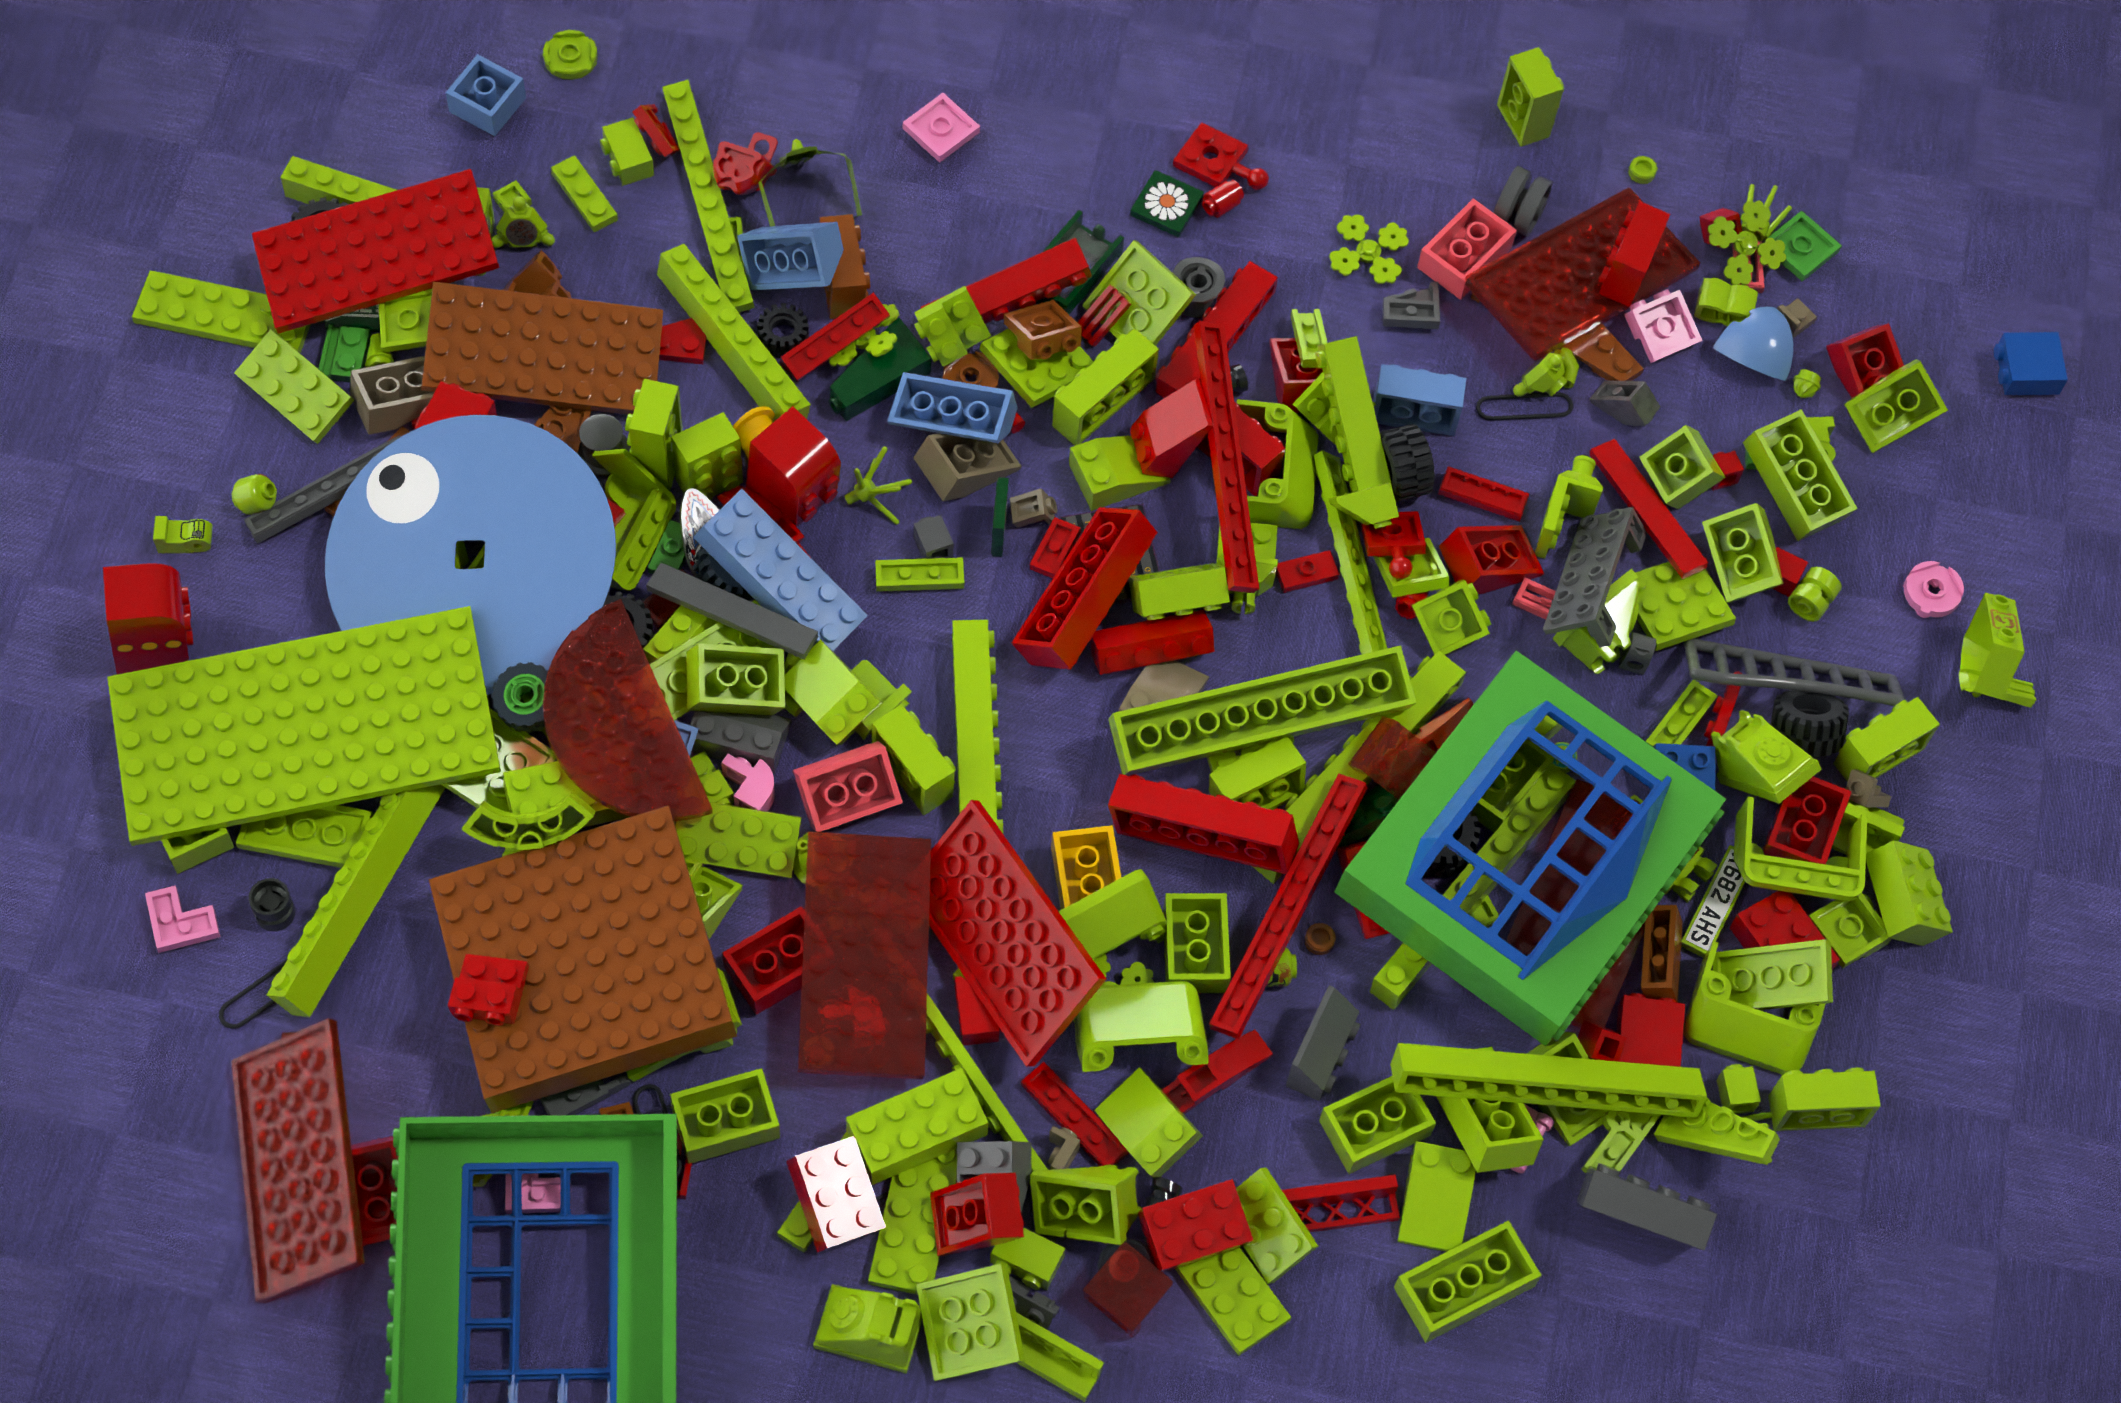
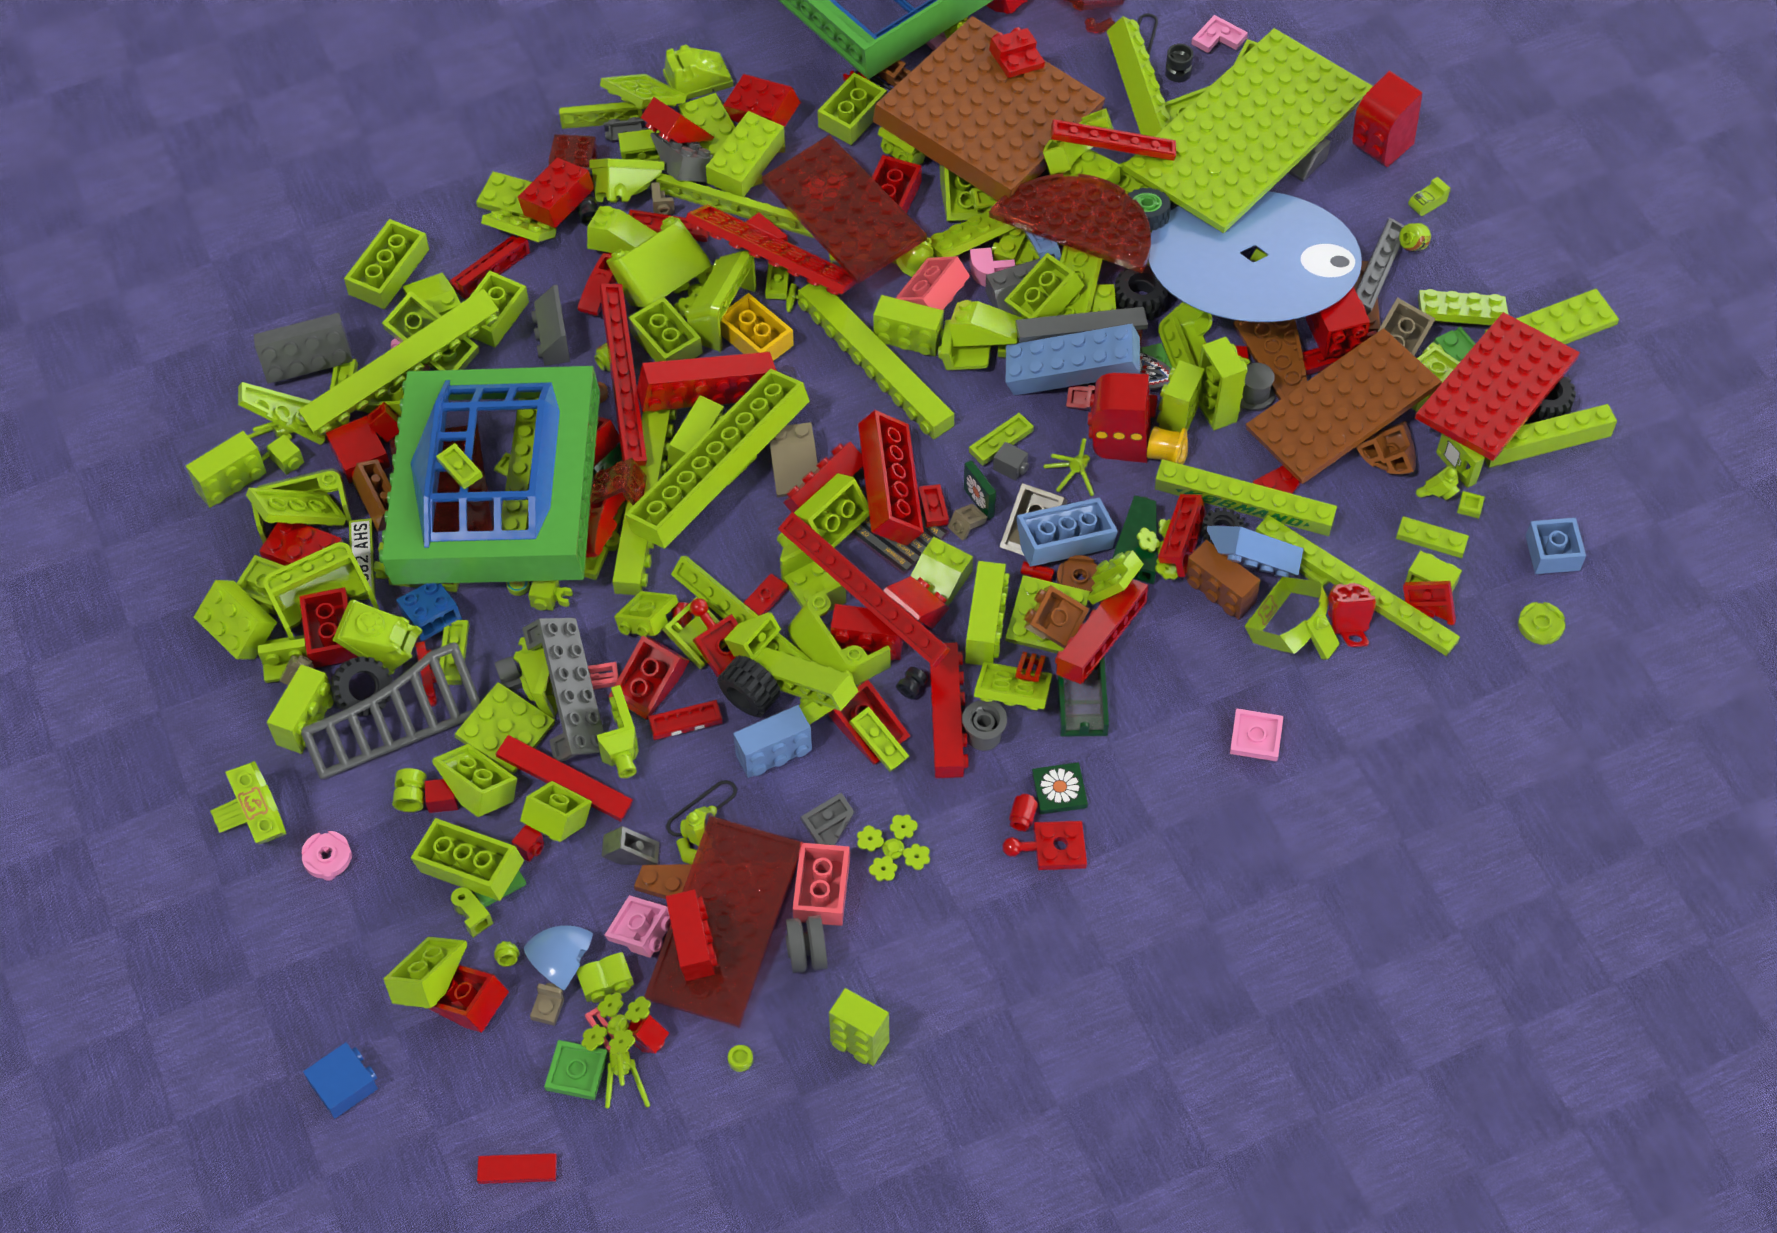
camera: 150 degrees right, 5 degrees down
(495, 780) = (1113, 139): none -> red tile
(1590, 810) = (459, 466): none -> lime plate
(1903, 205) = (517, 1168): none -> red tile

